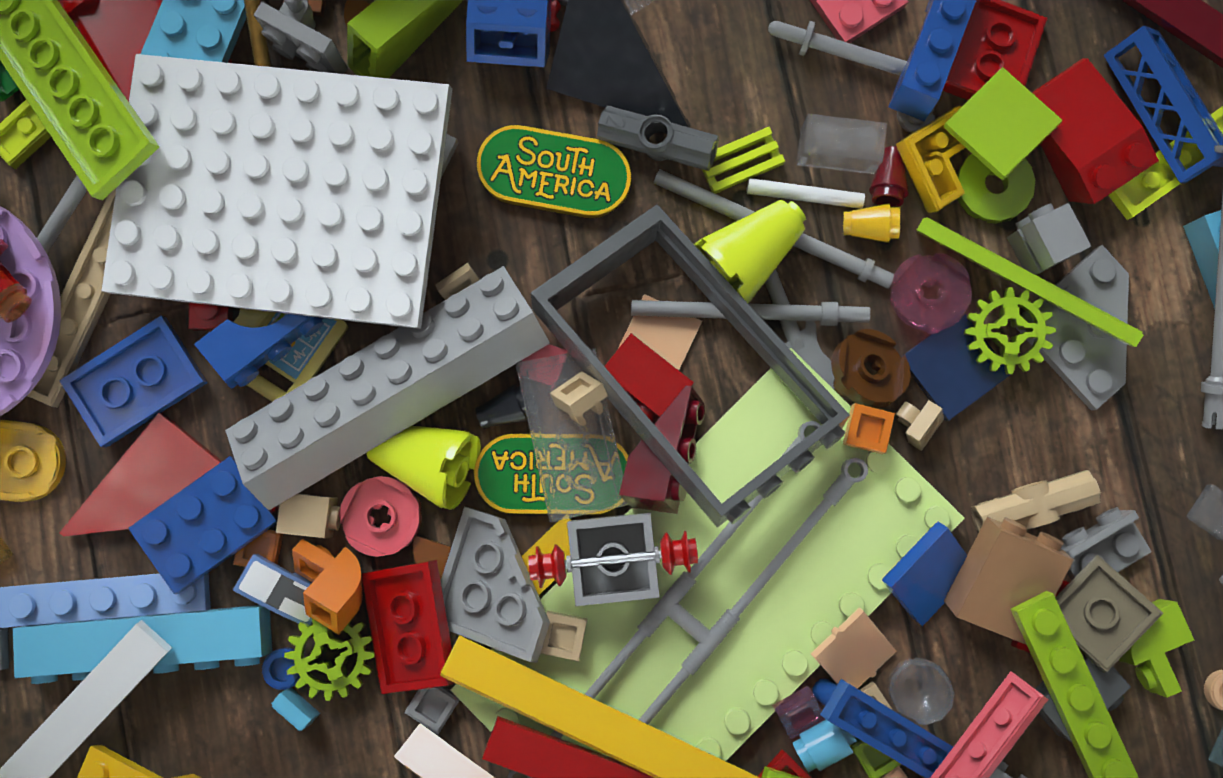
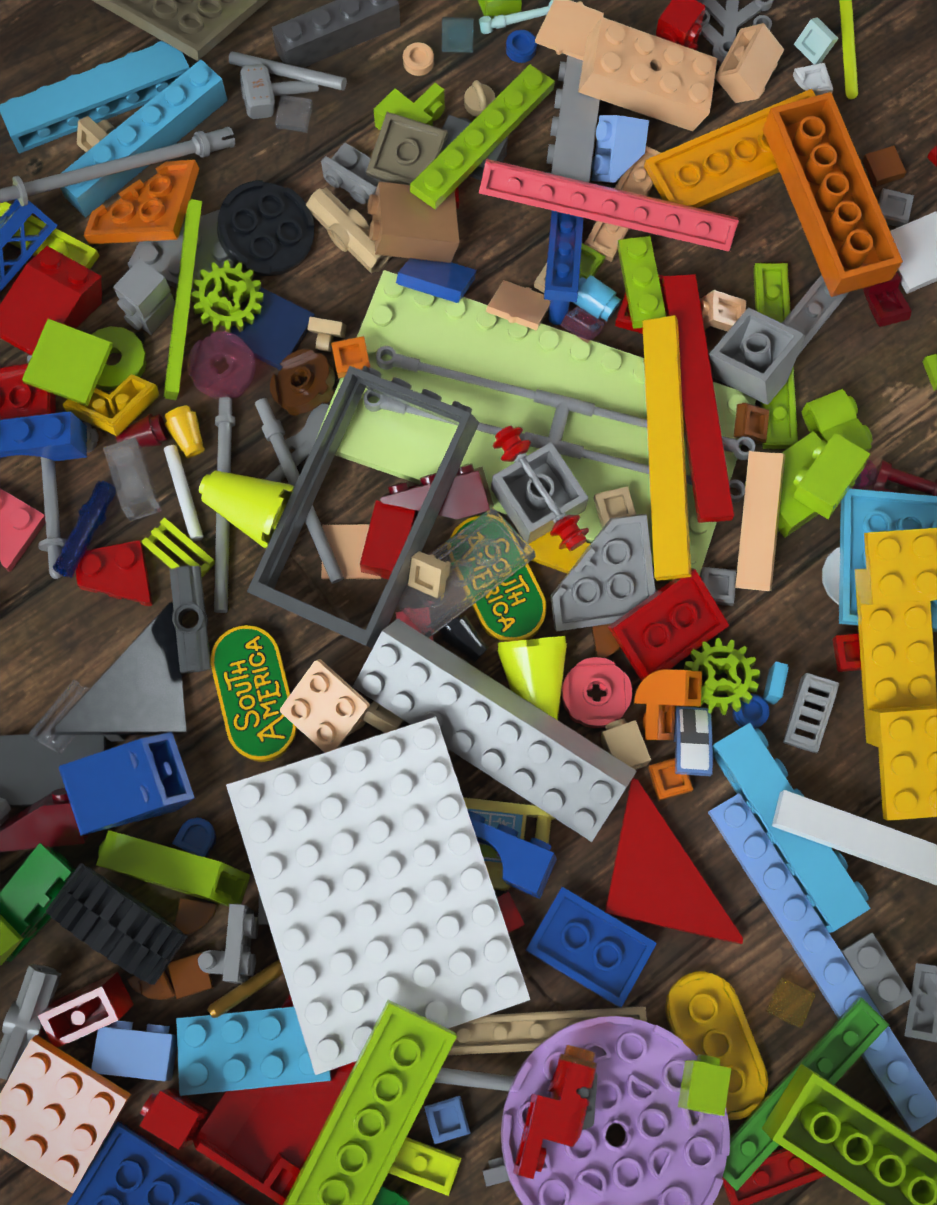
camera: 115 degrees left, 10 degrees down
(50, 170) = (447, 1119): none -> medium blue tile
(202, 526) = (674, 823): blue plate -> none
(269, 730) = (819, 684): none -> light grey slope
(435, 54) = (196, 837): none -> blue tile
(496, 230) = (325, 707): none -> light nougat bracket
(749, 89) = (117, 572): none -> red wing
(802, 67) = (91, 516): none -> clear blue pin
(921, 690) = (523, 248): clear hair -> none
(1079, 412) = (265, 228): none -> black tile
(1141, 736) = (478, 98): none -> tan tile
(1161, 294) = (146, 209): none -> orange plate

